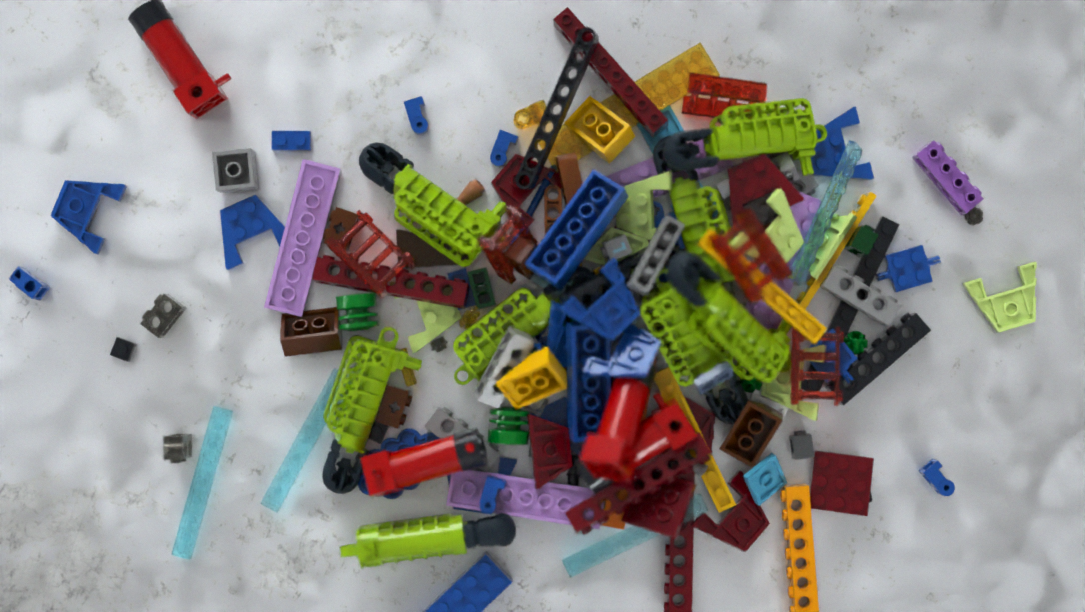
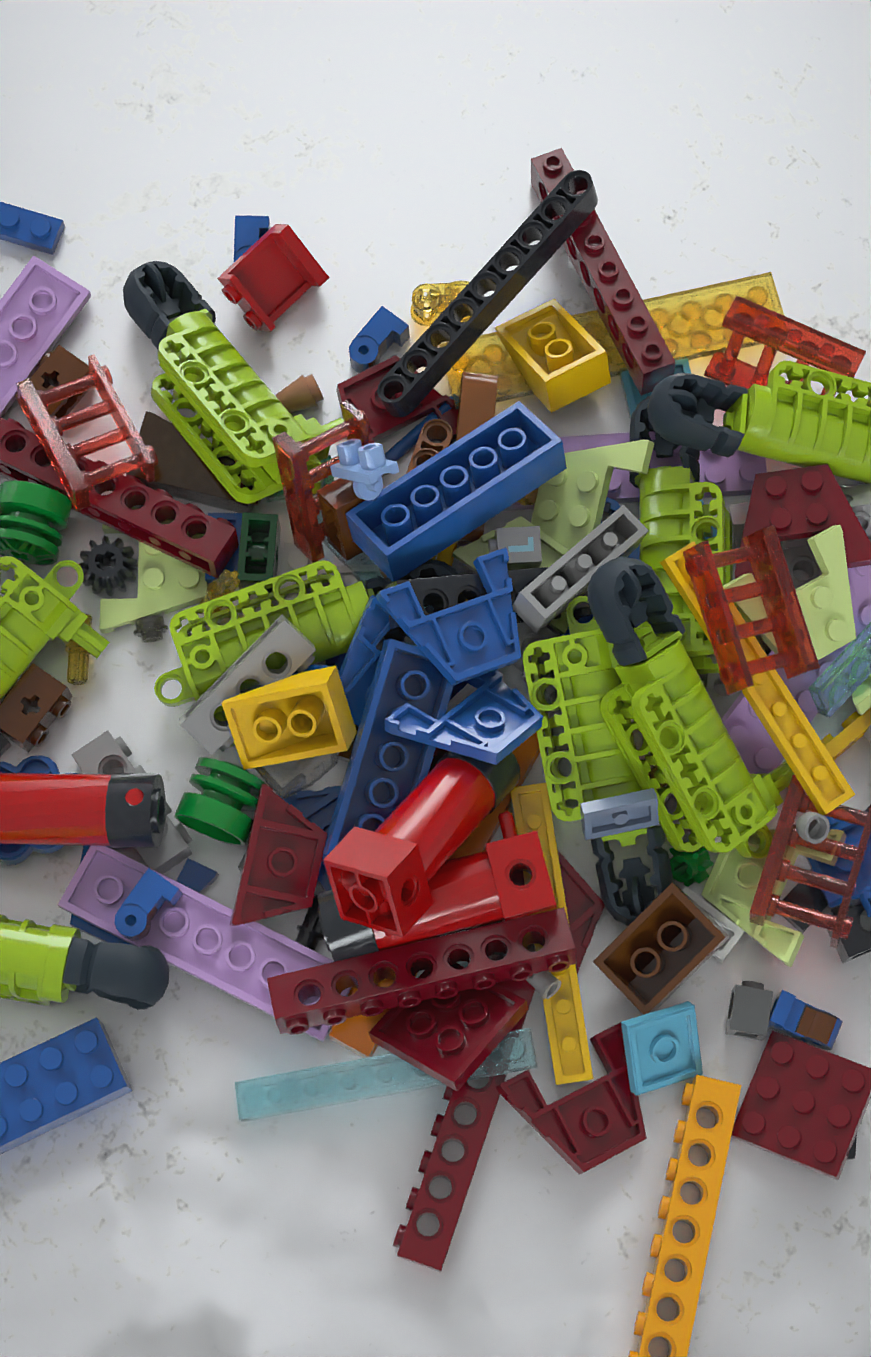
camera: 25 degrees right, 15 degrees down
(401, 312) = (111, 576): none -> black gear
(434, 132) = (271, 277): none -> red panel
(527, 238) = (363, 467): none -> light blue hips
(810, 351) = (813, 827): none -> light grey hinge
(829, 441) = (804, 1021): none -> leg

